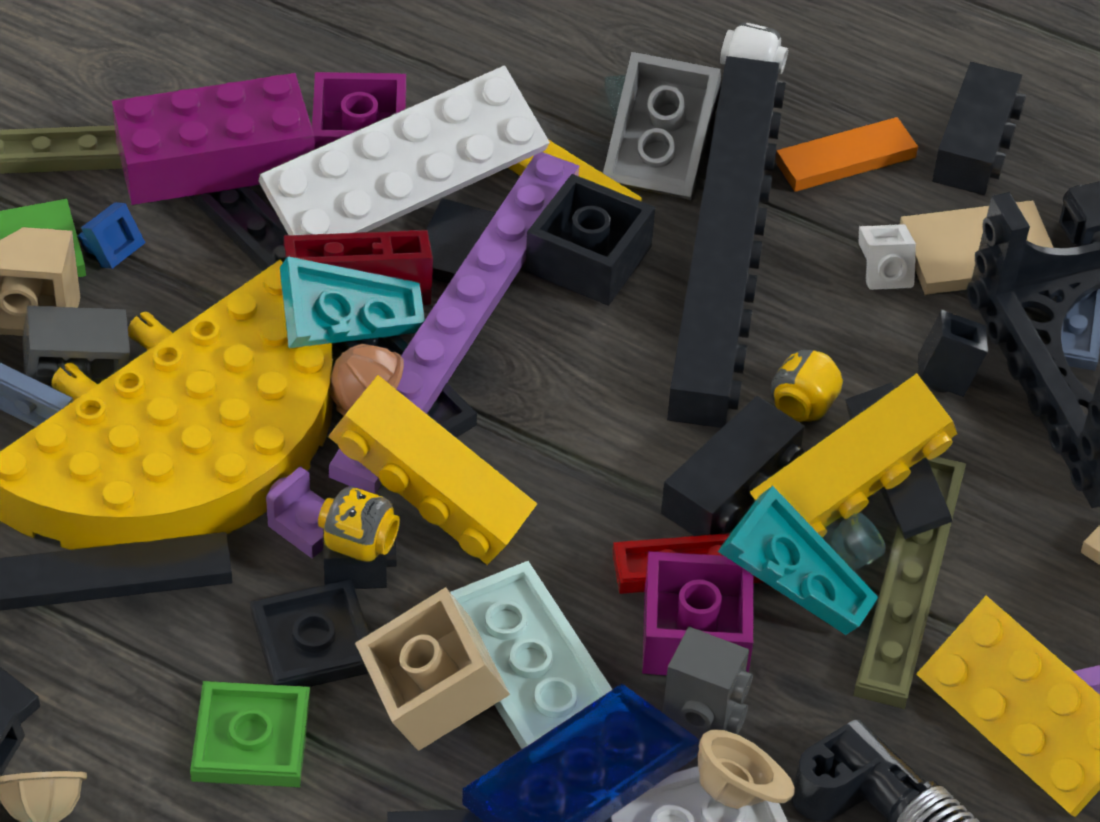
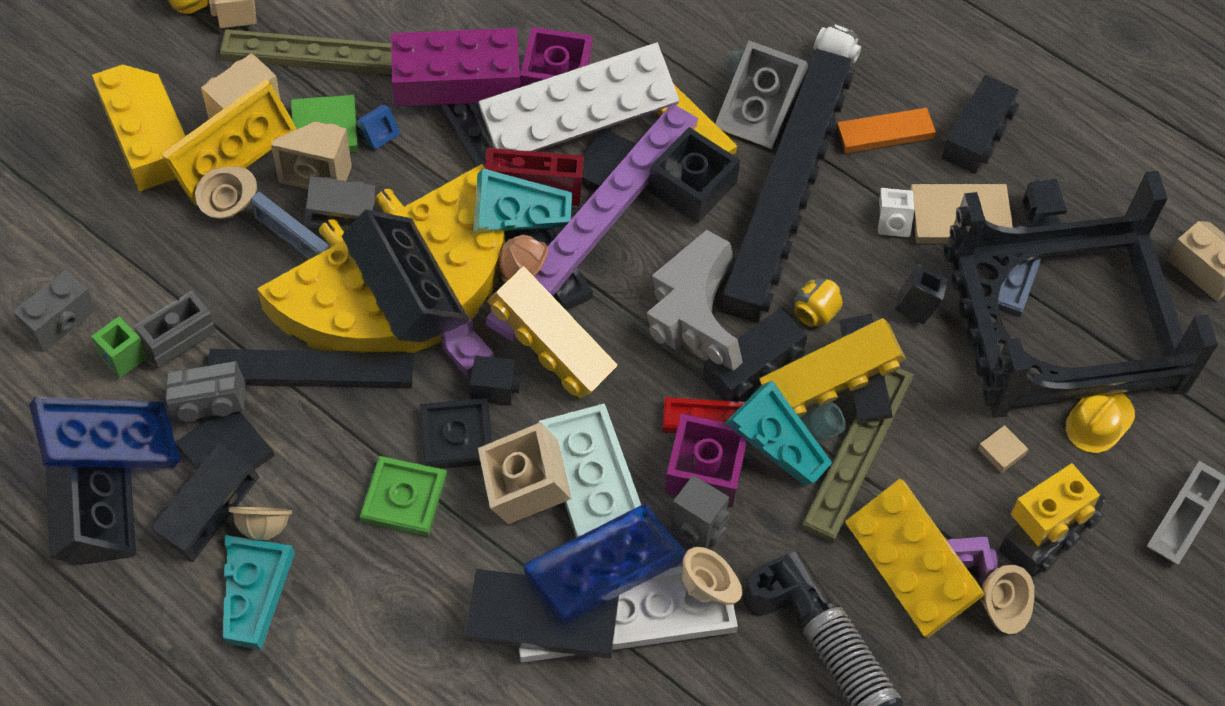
camera: 10 degrees right, 10 degrees up
(196, 418) = (403, 276): none -> black slope
(358, 524) = (495, 365): yellow head -> none
(616, 405) = (686, 299): none -> light grey arch

